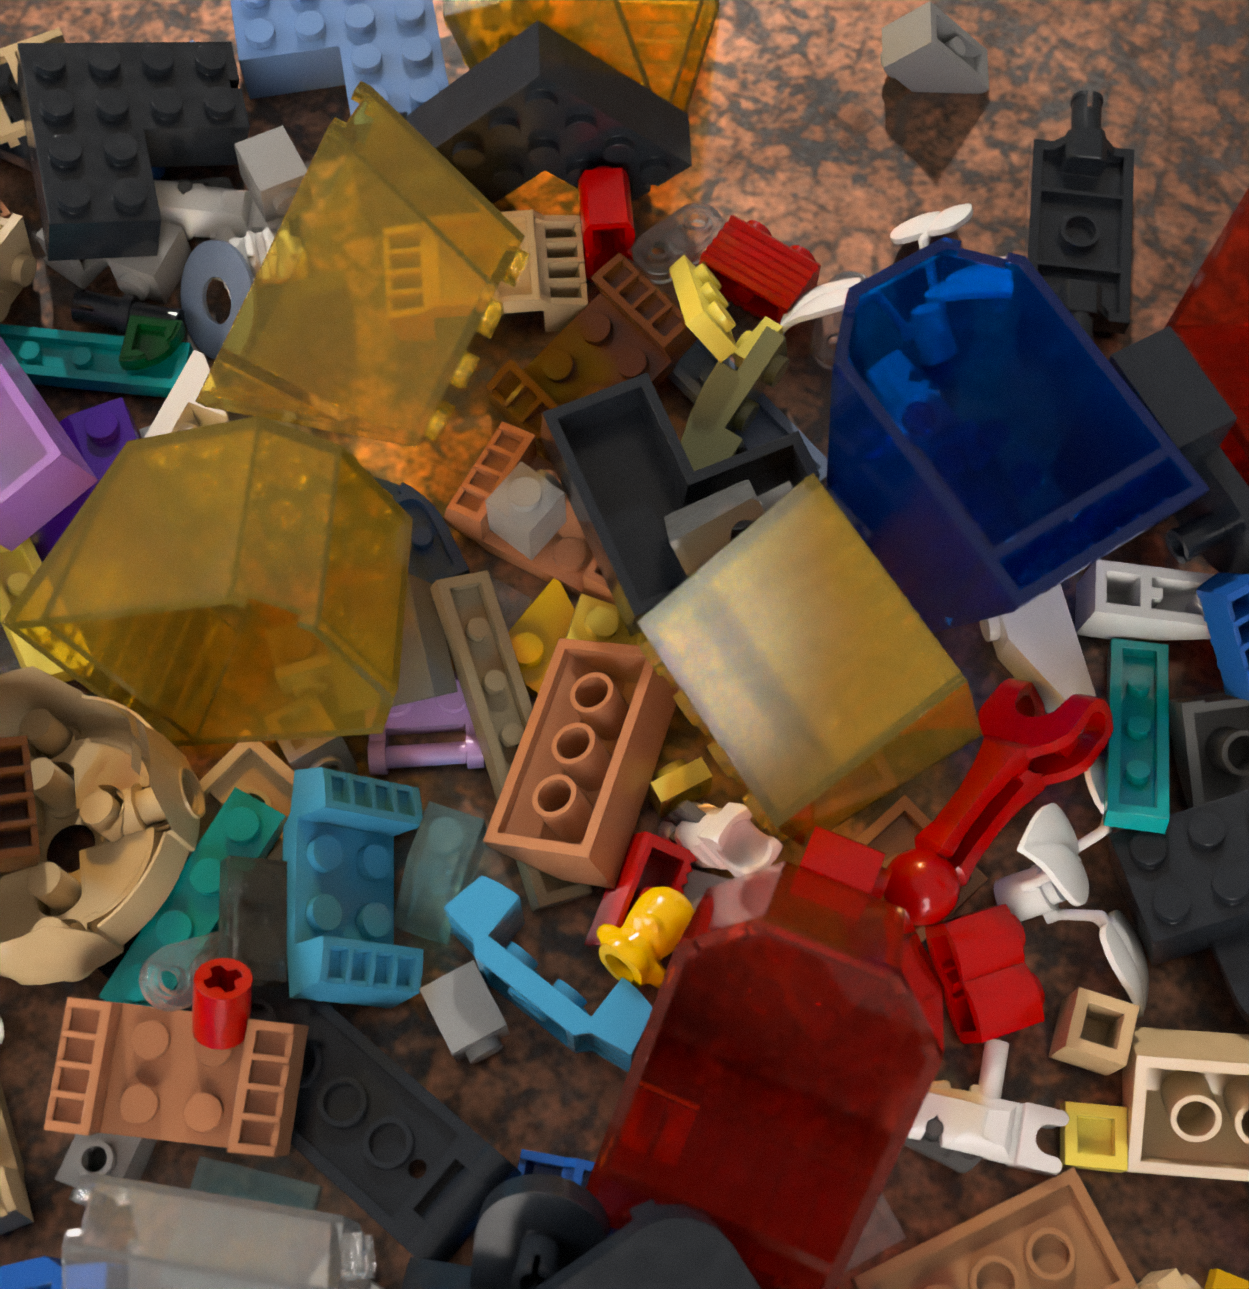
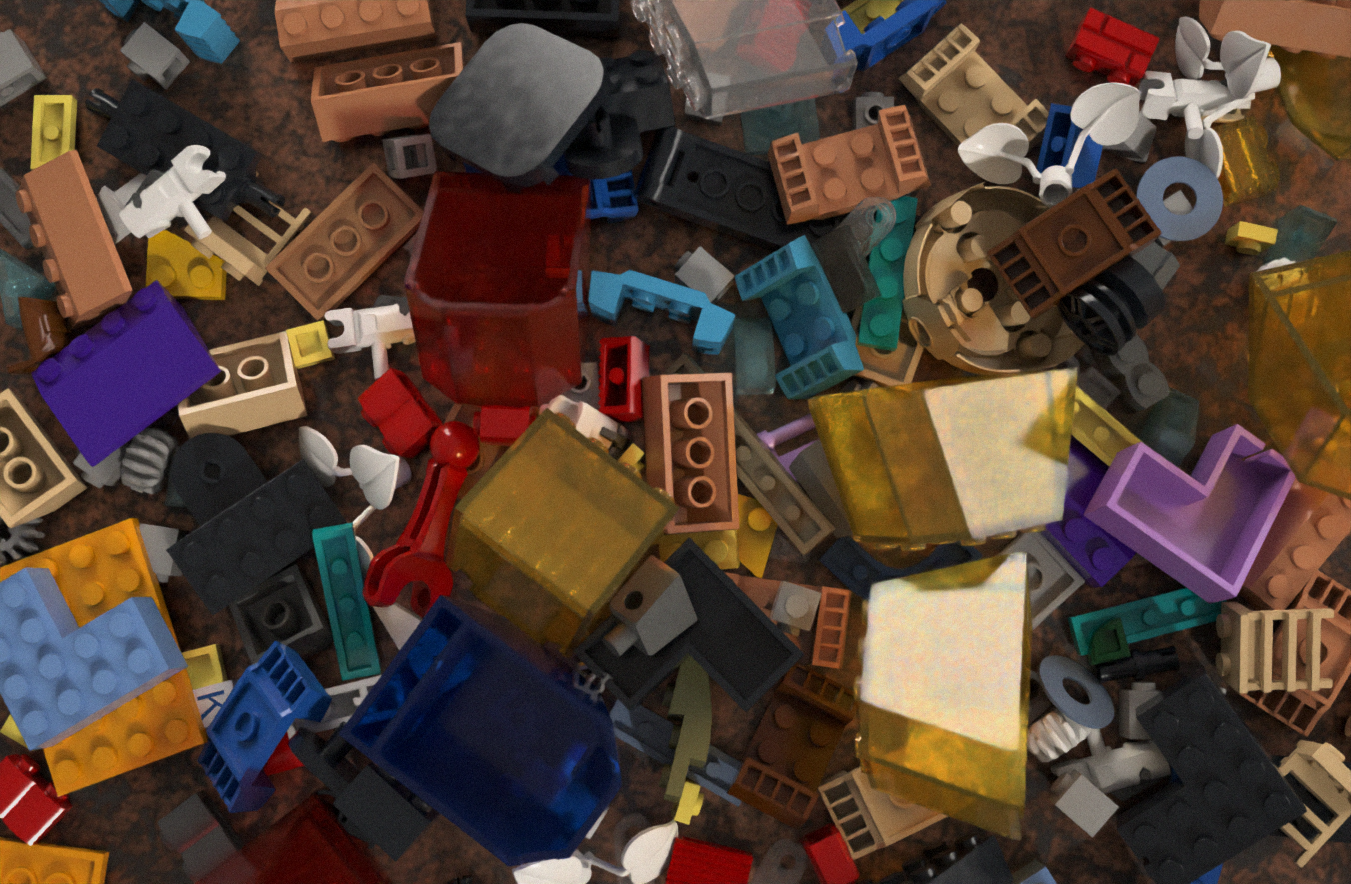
camera: 160 degrees right, 15 degrees up
(180, 409) = (1054, 608): white slope -> none
(221, 1003) = (838, 208): red piece -> none
(645, 937) = (606, 349): yellow animal -> none
(704, 307) = (734, 807): light yellow plate -> none
(1094, 1031) = (325, 400): tan brick -> none

